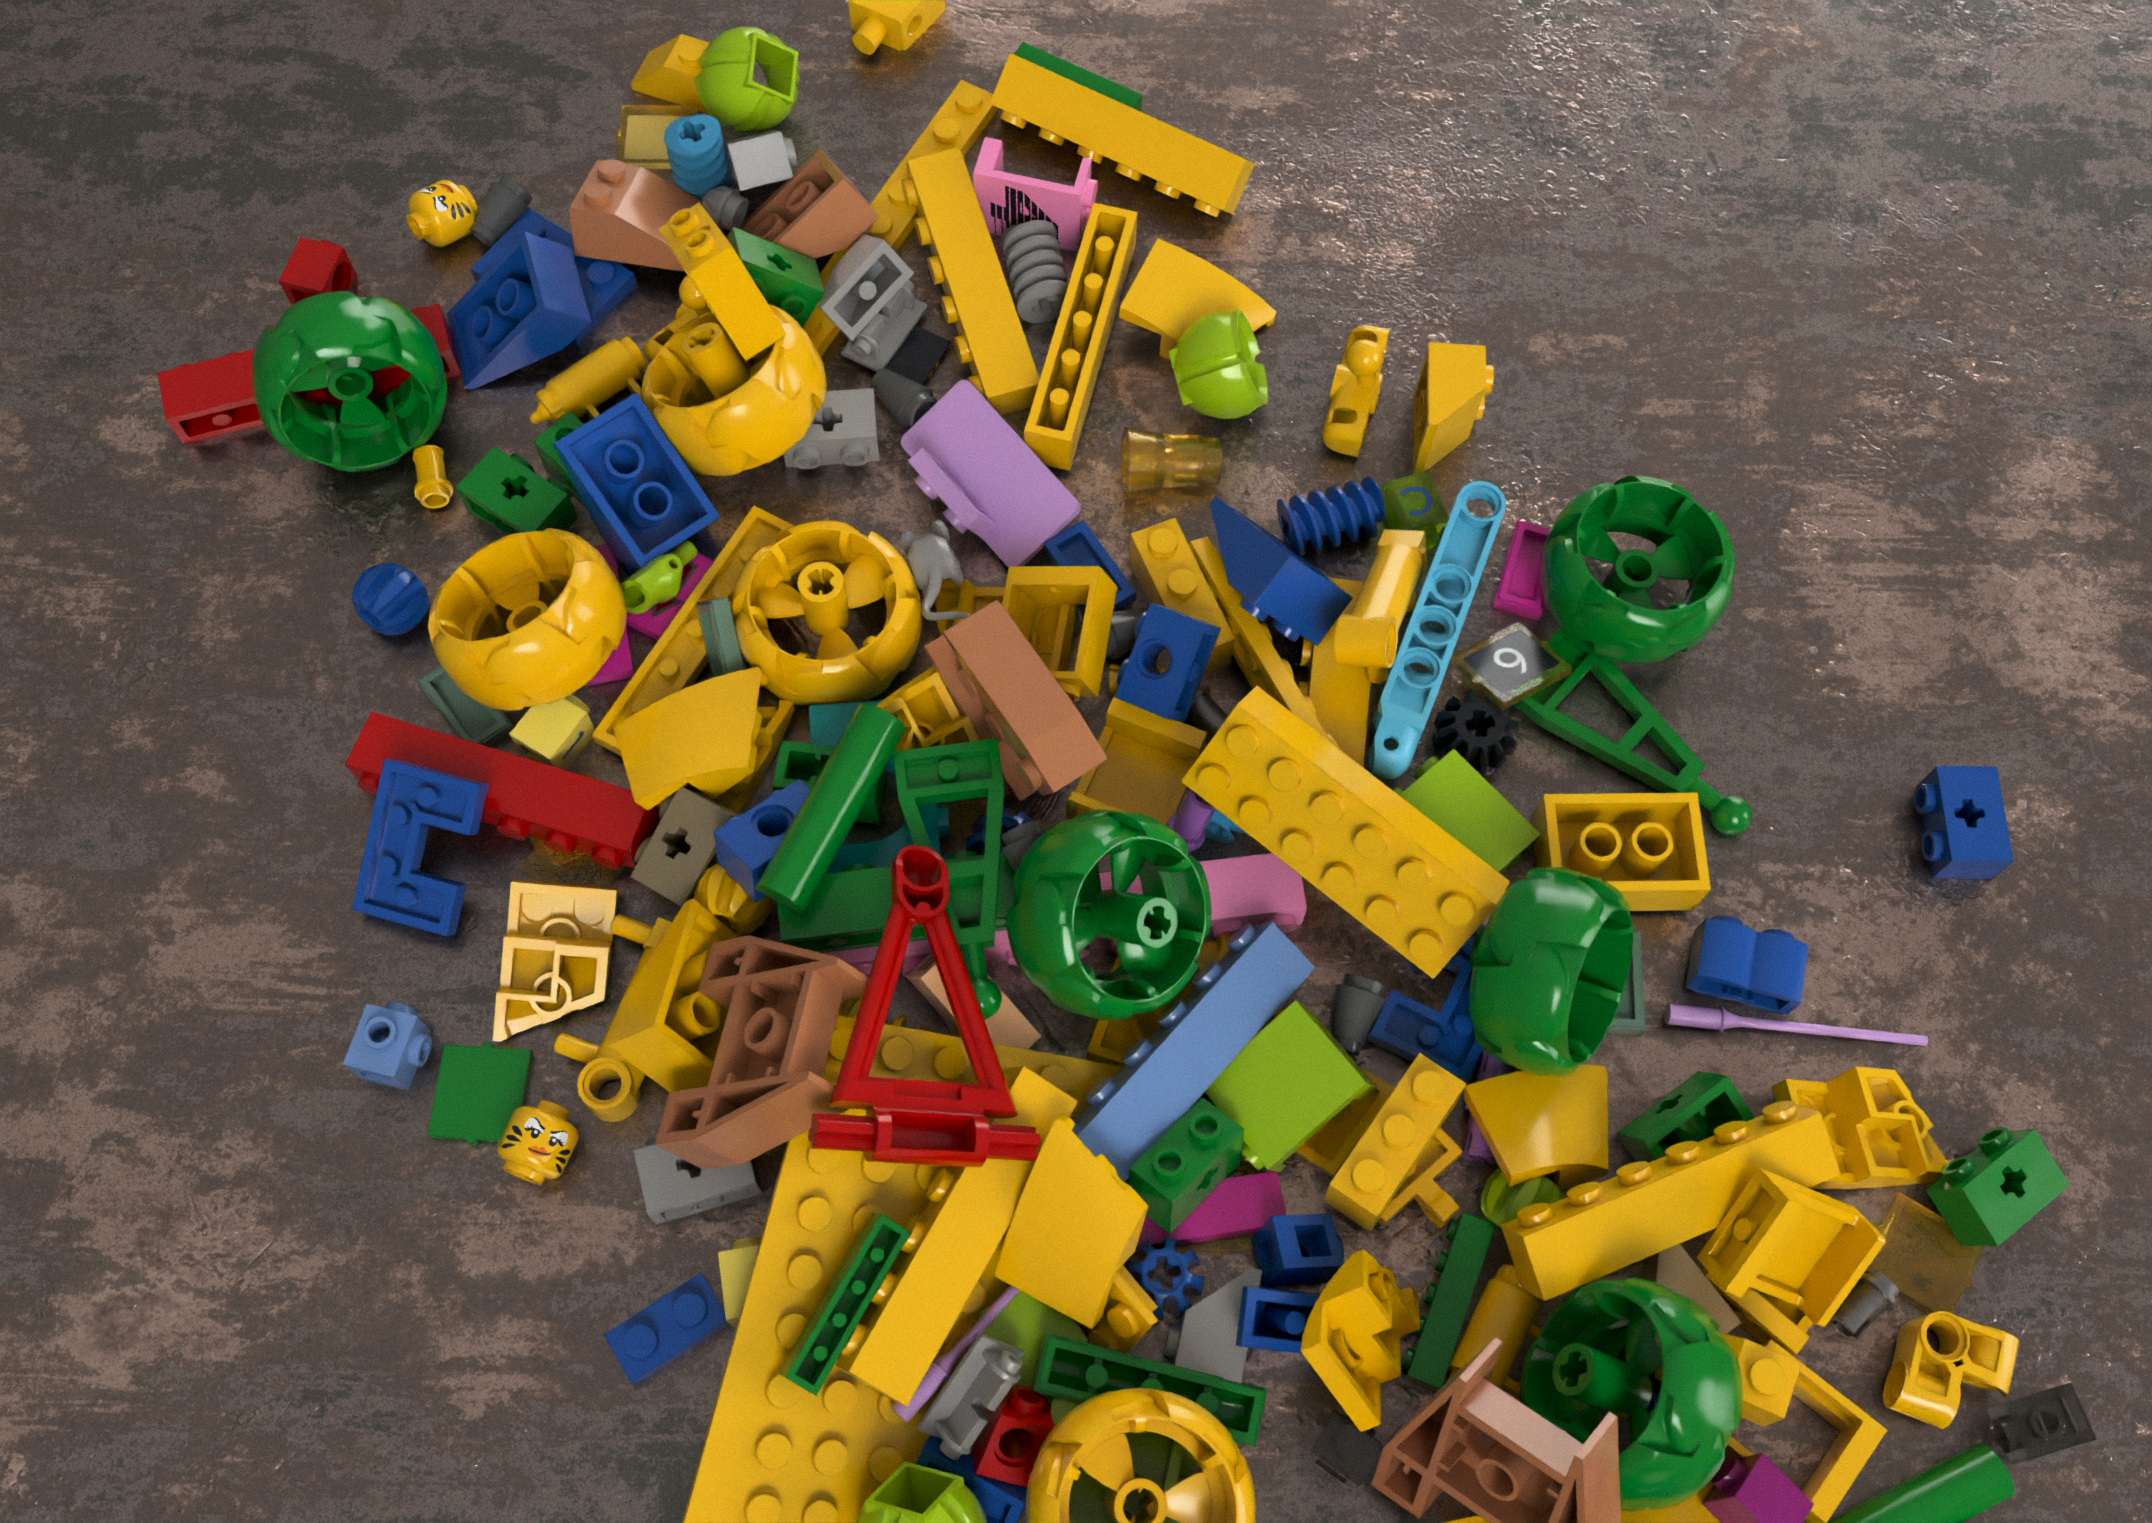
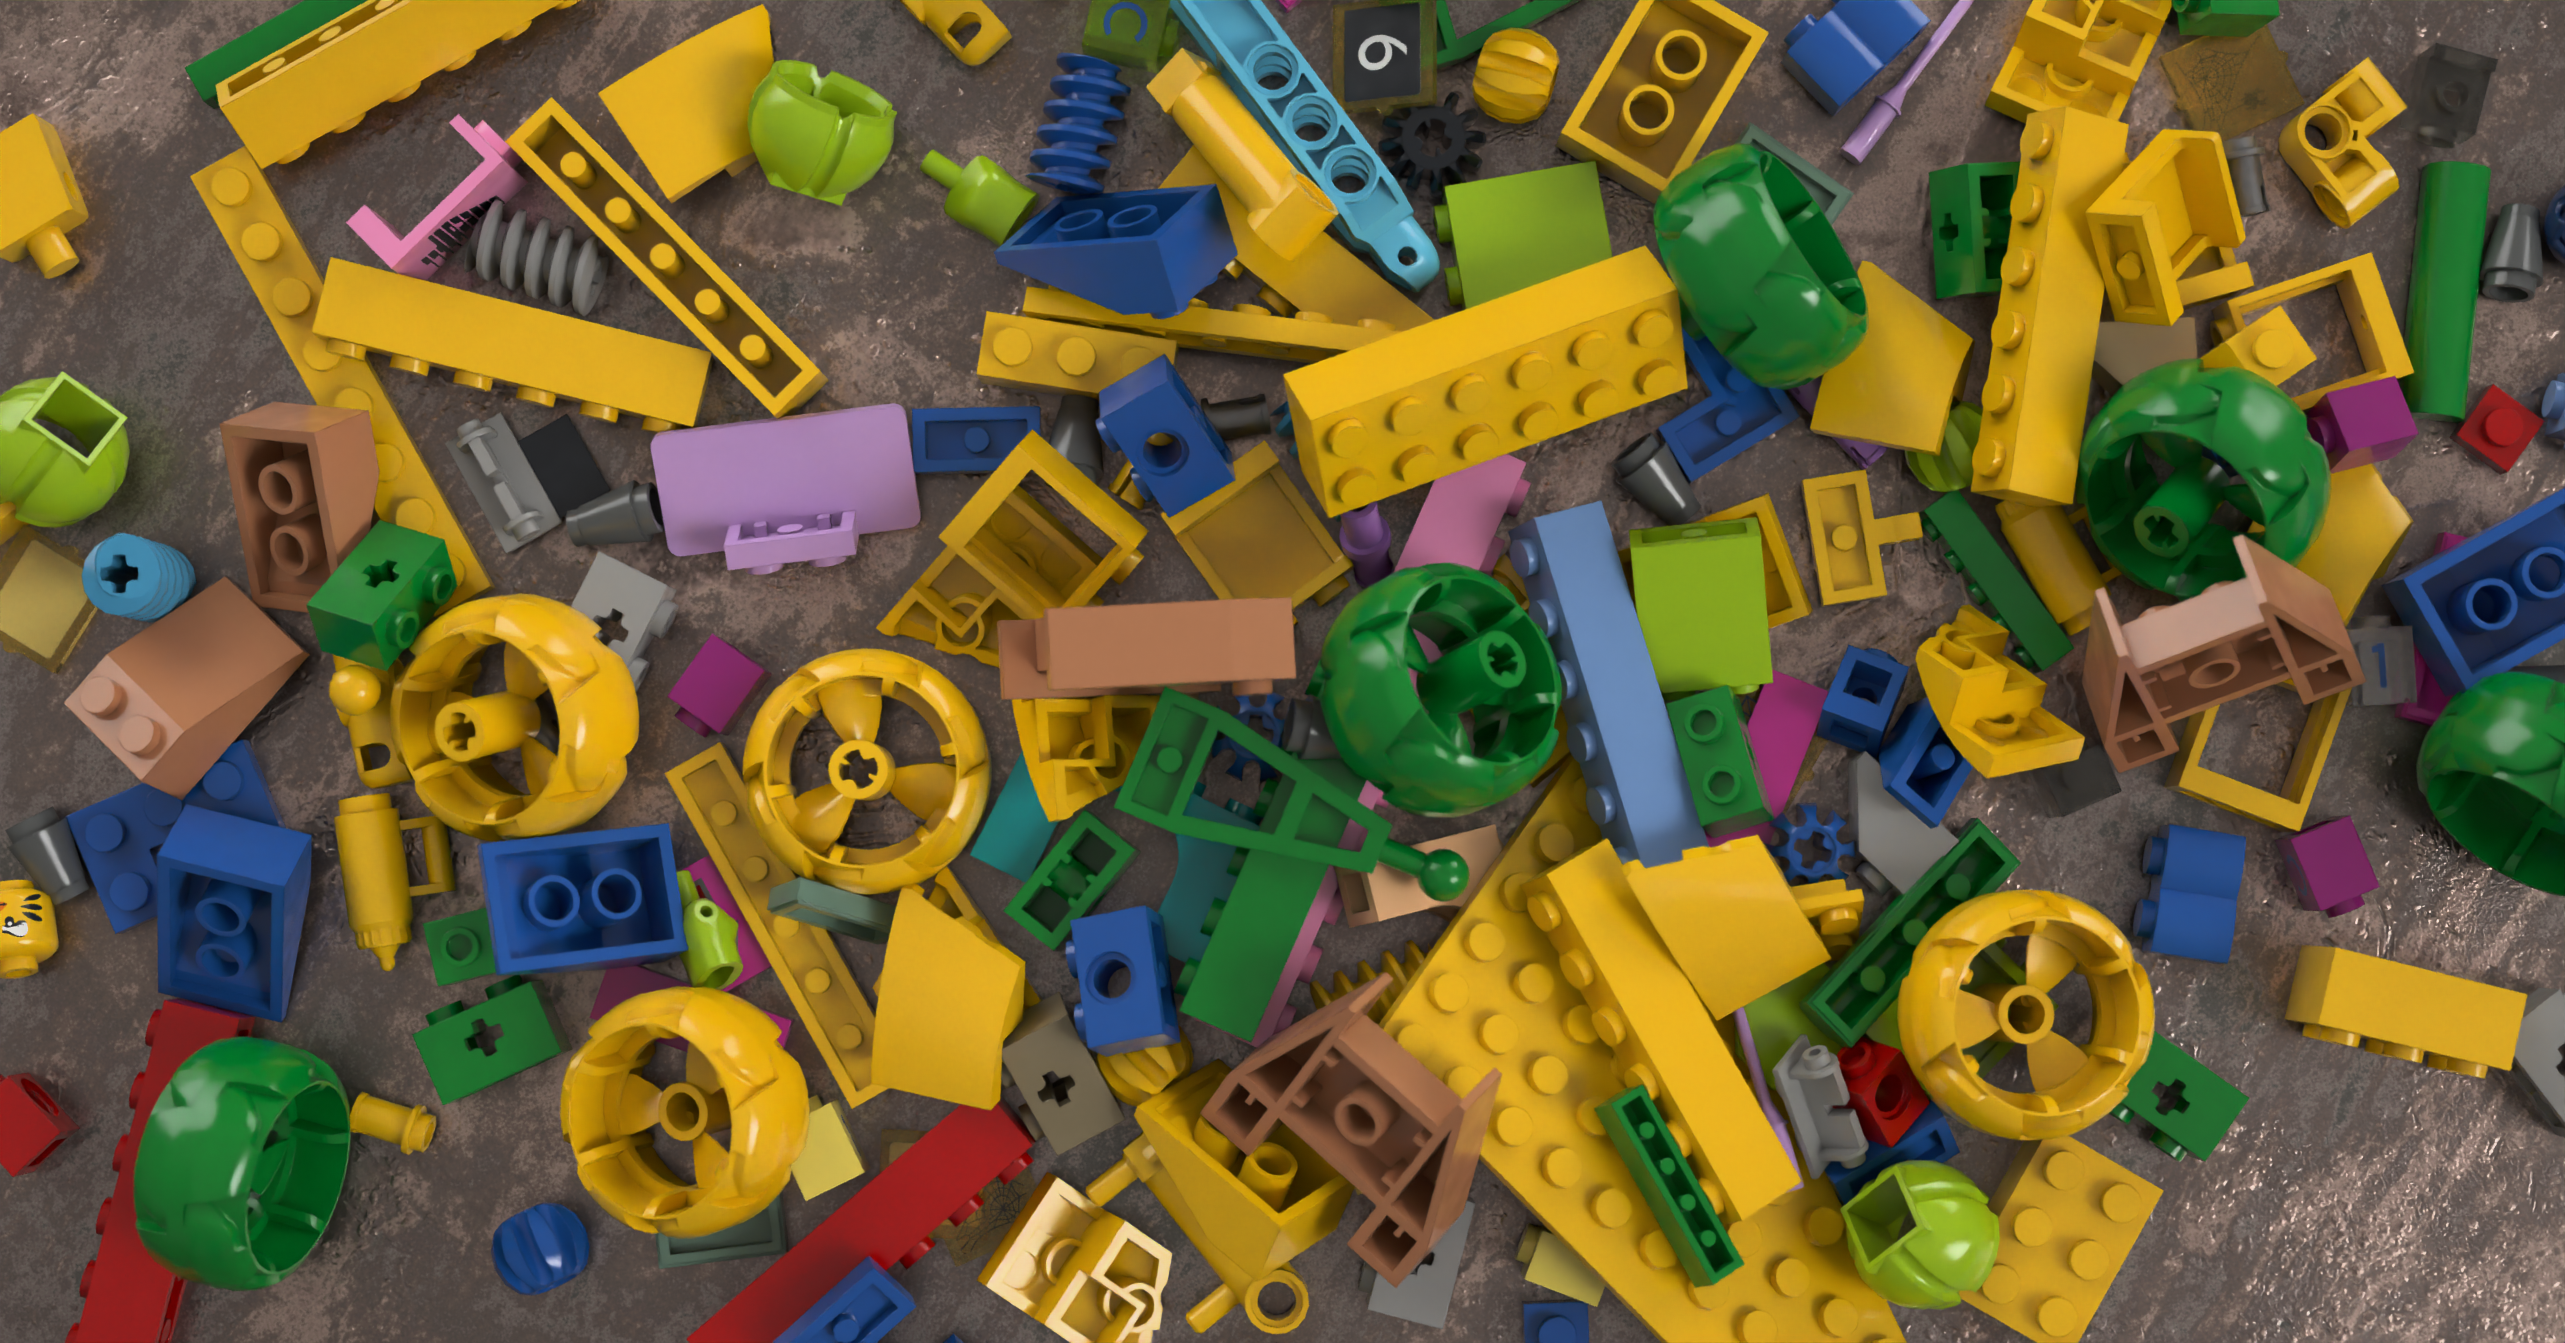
camera: 60 degrees left, 20 degrees up
(722, 280) = (416, 673): yellow window -> none
(725, 207) = (223, 584): light grey plate -> none
(760, 159) = (183, 503): light grey brick -> none
(830, 499) = (717, 687): none -> magenta brick
(831, 807) = (1142, 911): green brick -> none
(862, 284) = (450, 485): light grey slope -> none
(922, 1118) = (1557, 1009): red piece -> none
(931, 562) = (883, 621): light grey animal -> none
(1168, 460) = (893, 264): clear yellow plant -> none
(1249, 490) = (982, 196): none -> lime piece
(1394, 1142) = (1824, 537): yellow brick -> none
(1558, 757) = (1515, 75): none -> yellow piece

